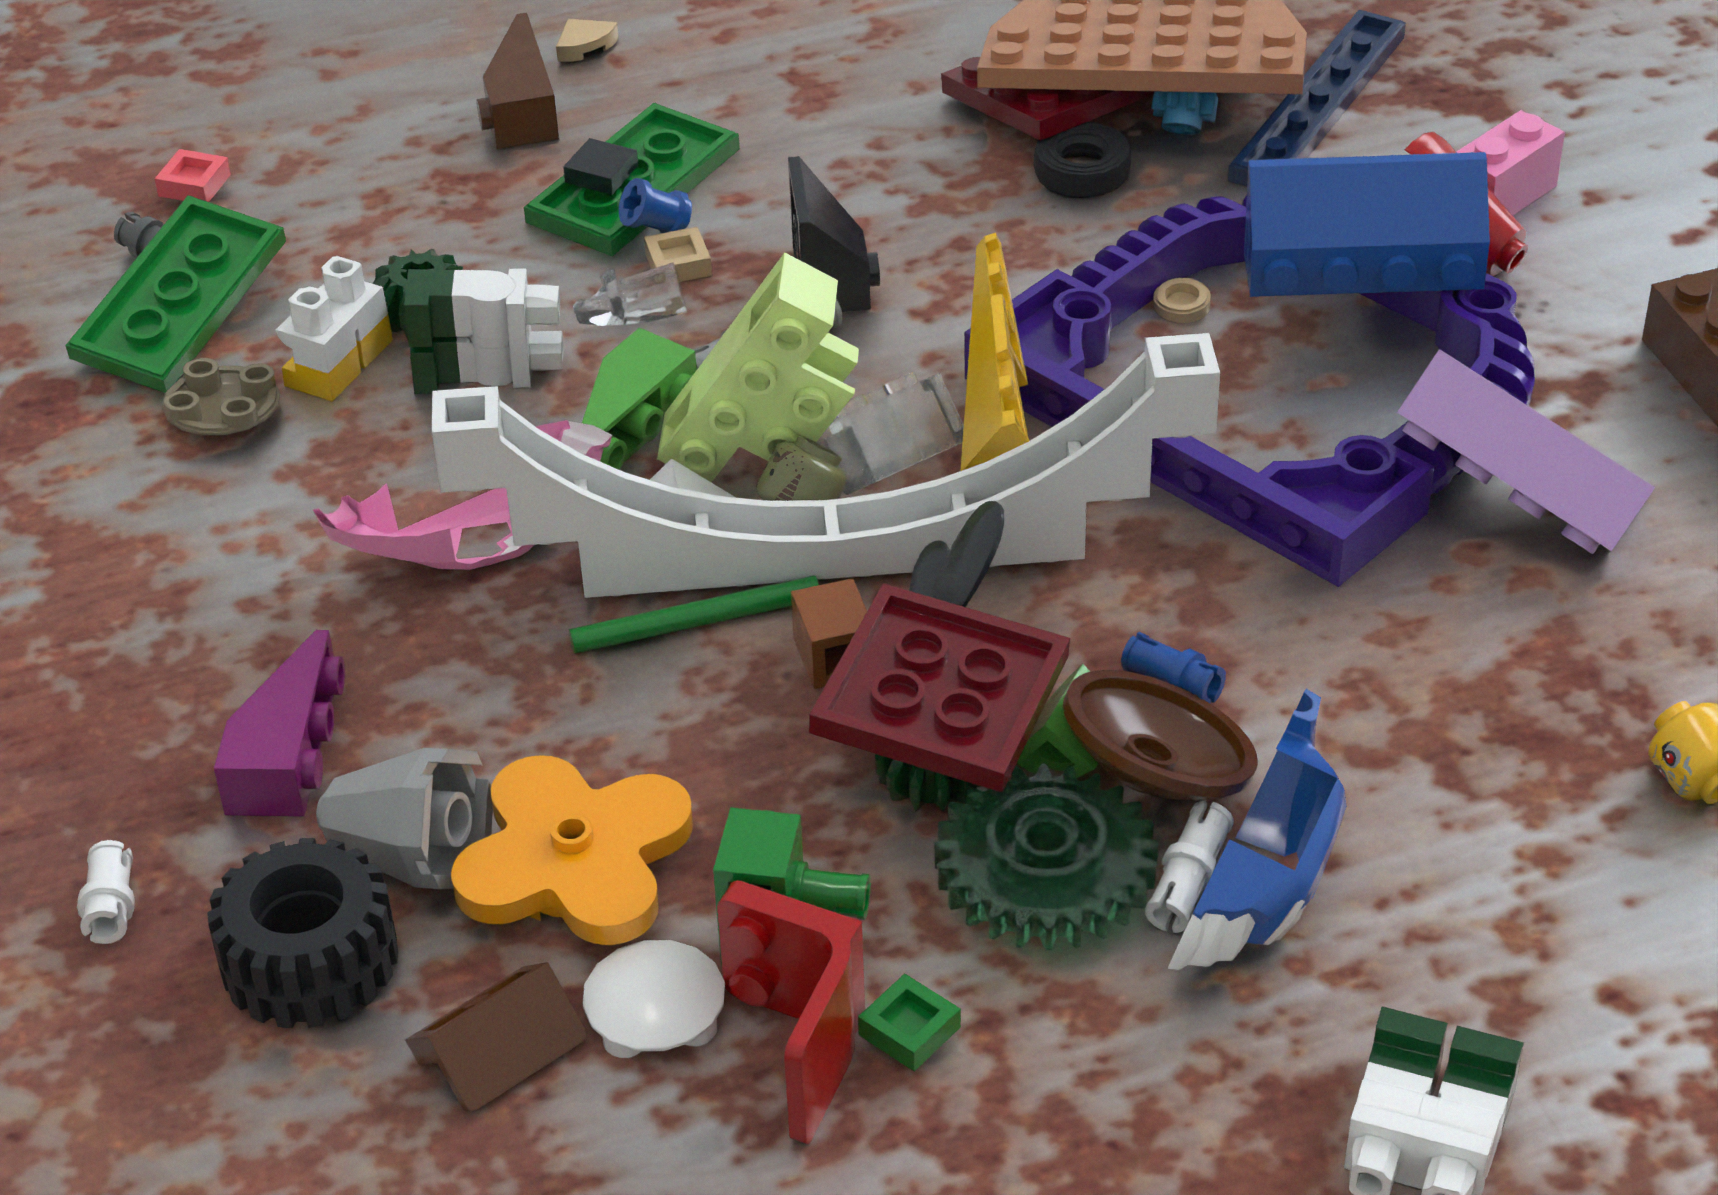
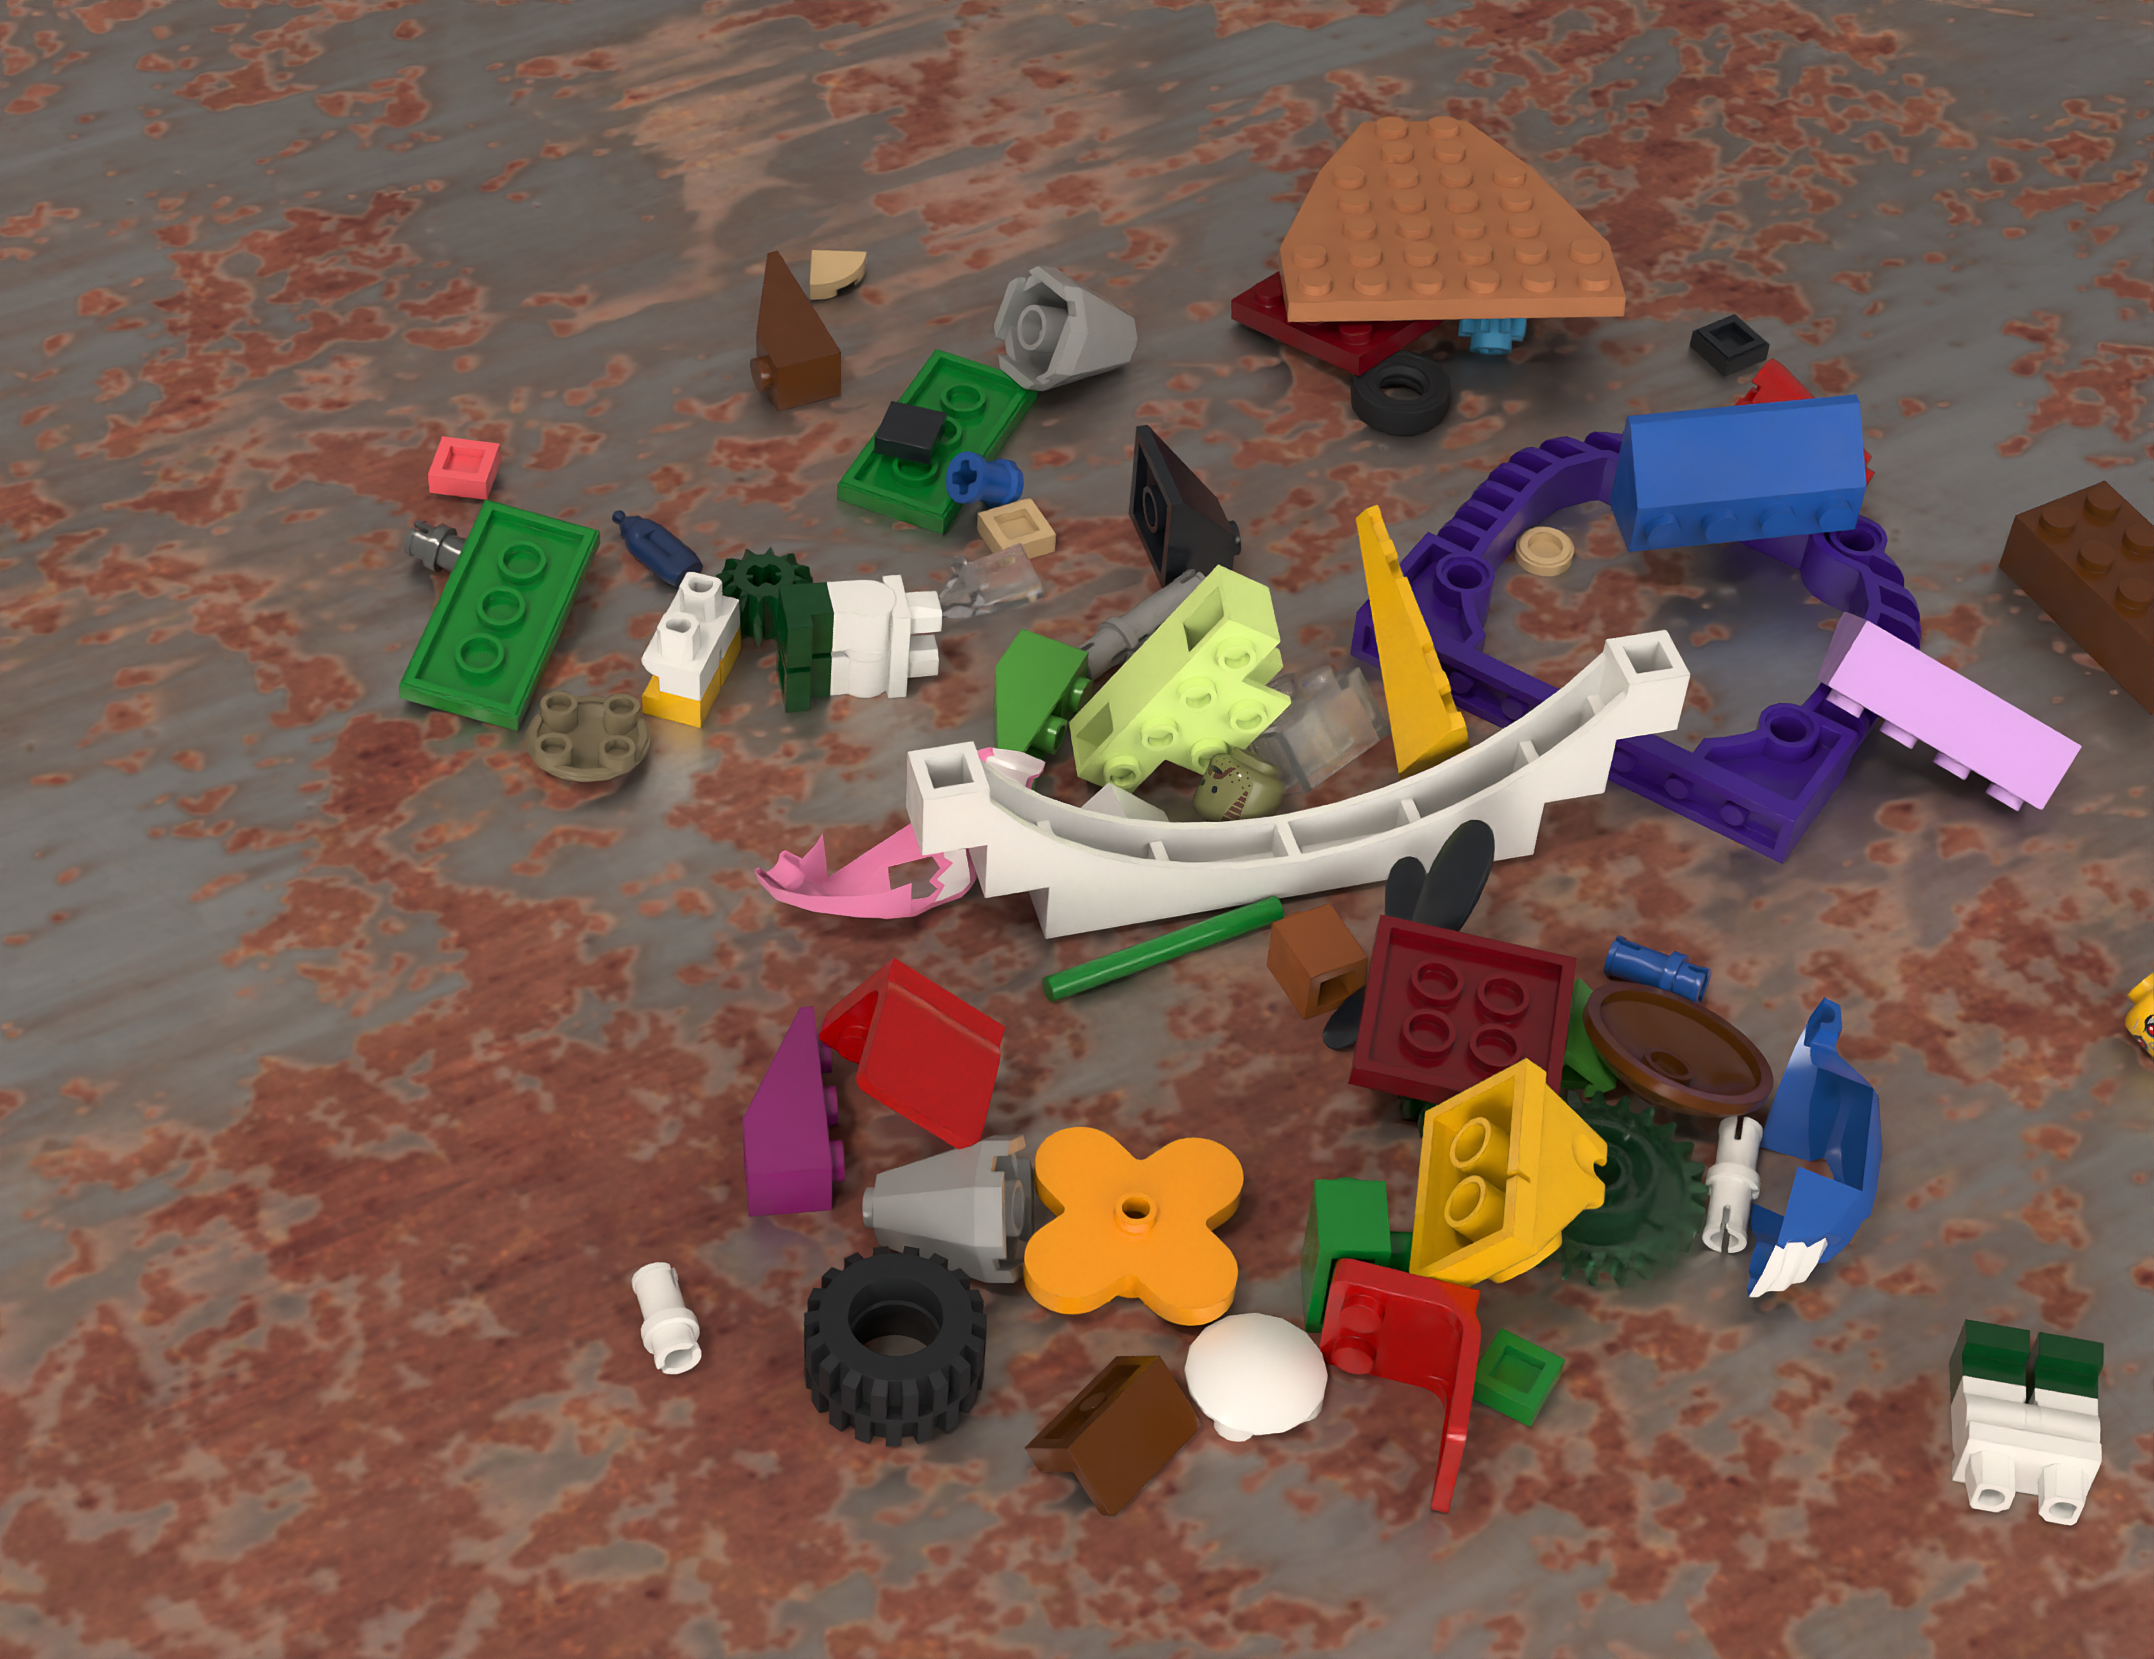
camera: 15 degrees left, 5 degrees up
(339, 241) = (657, 548): none -> dark blue piece
(395, 668) = (919, 1051): none -> red piece
(767, 88) = (1060, 331): none -> light grey cone
(921, 823) = (1501, 1178): none -> yellow piece
(1328, 91) = (1605, 343): dark blue tile -> none
(1406, 128) = (1729, 345): none -> black tile
(1521, 159) = (1842, 364): bright pink brick -> none

